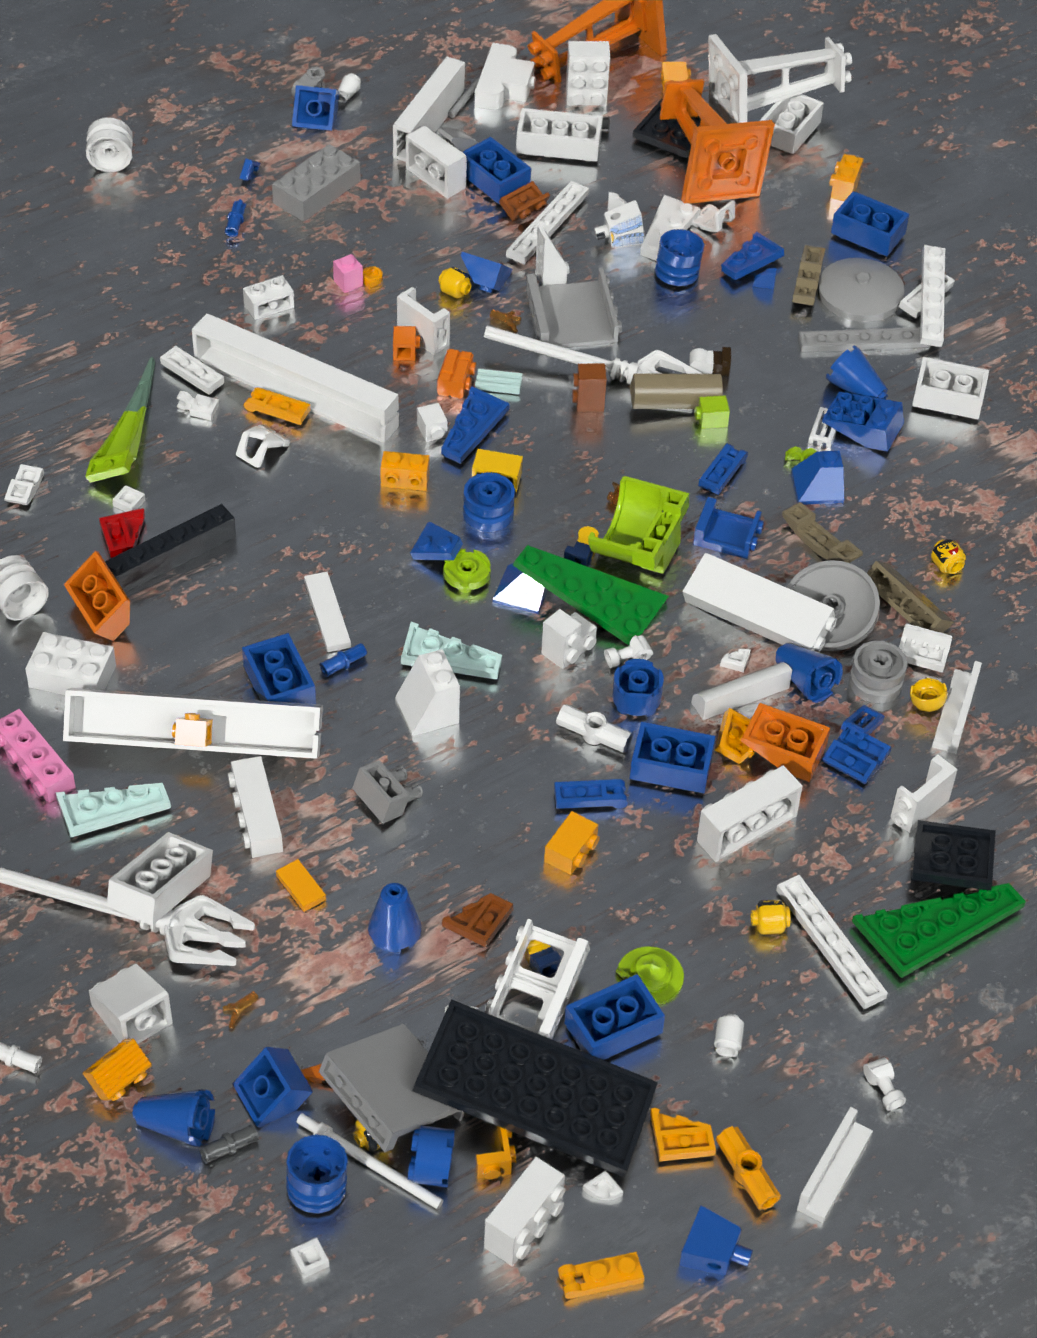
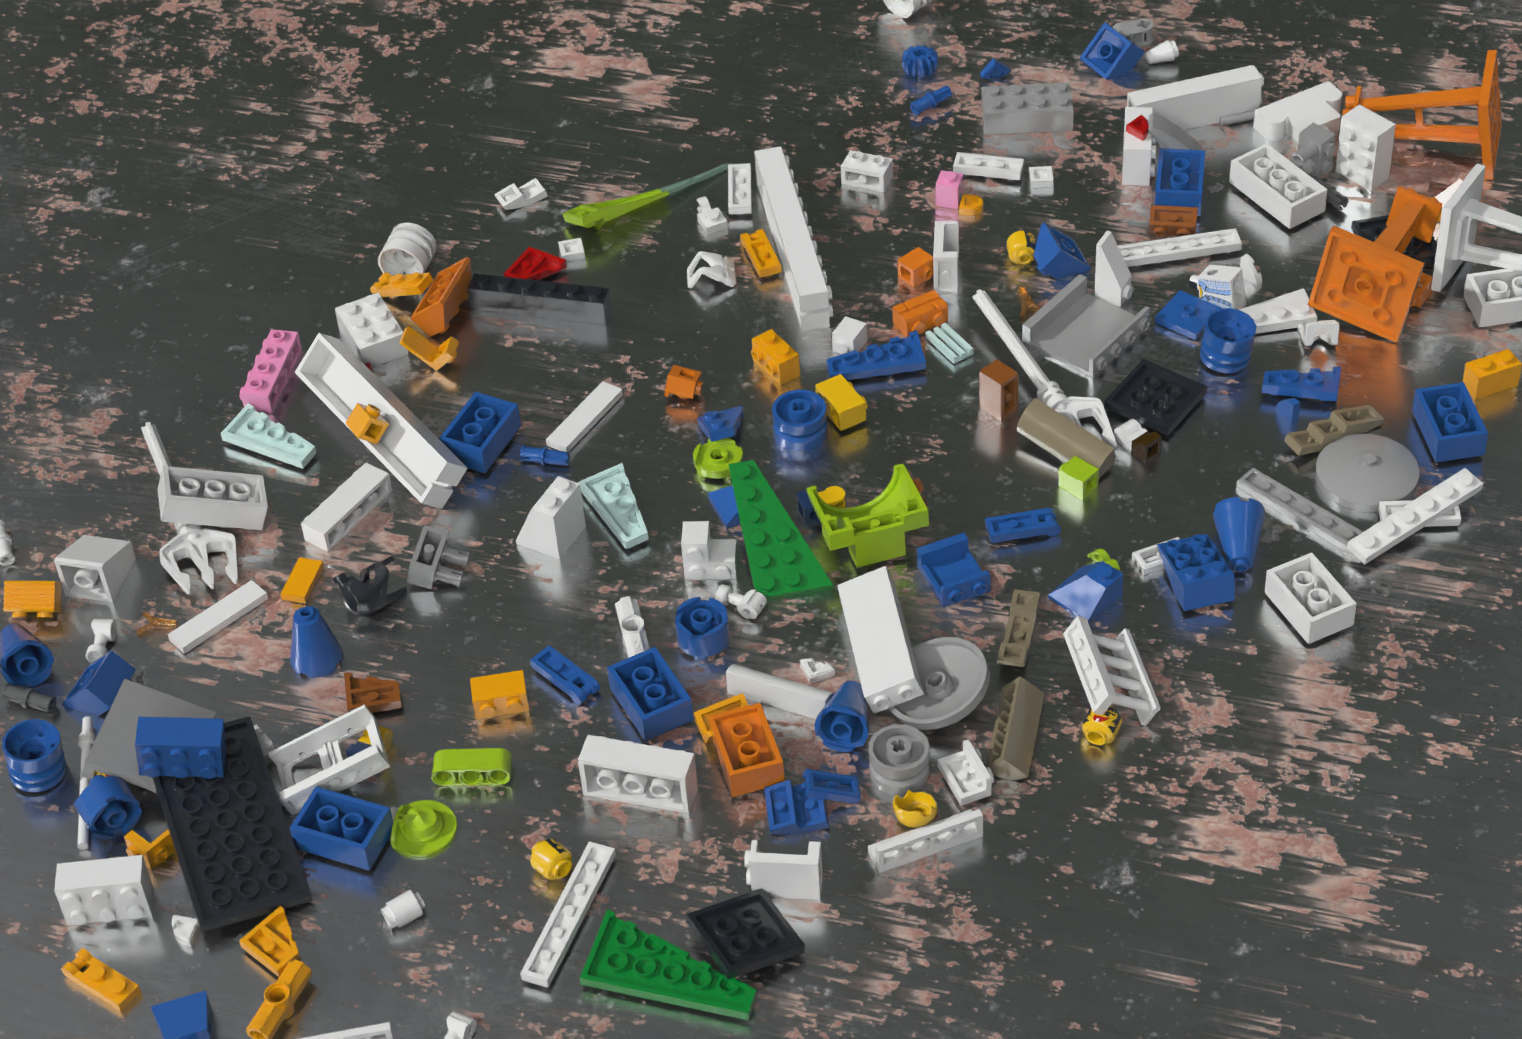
camera: 55 degrees right, 5 degrees down
(41, 615) = (401, 284): none -> light orange plate
(151, 646) = (428, 352): none -> light orange bracket
(187, 194) = (920, 61): none -> blue gear
(211, 1046) = (104, 631): none -> white leg
(278, 963) = (217, 616): none -> white tile
(346, 240) = (988, 166): none -> white plate
(366, 535) = (683, 382): none -> orange brick
(372, 858) = (365, 597): none -> black piece
(389, 226) = (1041, 177): none -> white tile
(440, 145) = (1138, 128): none -> red tile
(463, 1057) = (180, 747): none -> blue brick
(553, 92) = (1315, 151): none -> light grey brick
(619, 259) = (1185, 314): none -> blue plate
(627, 905) = (472, 767): none -> lime beam
(680, 326) = (1155, 397): none -> black plate
(917, 516) = (1099, 683): none -> white fence

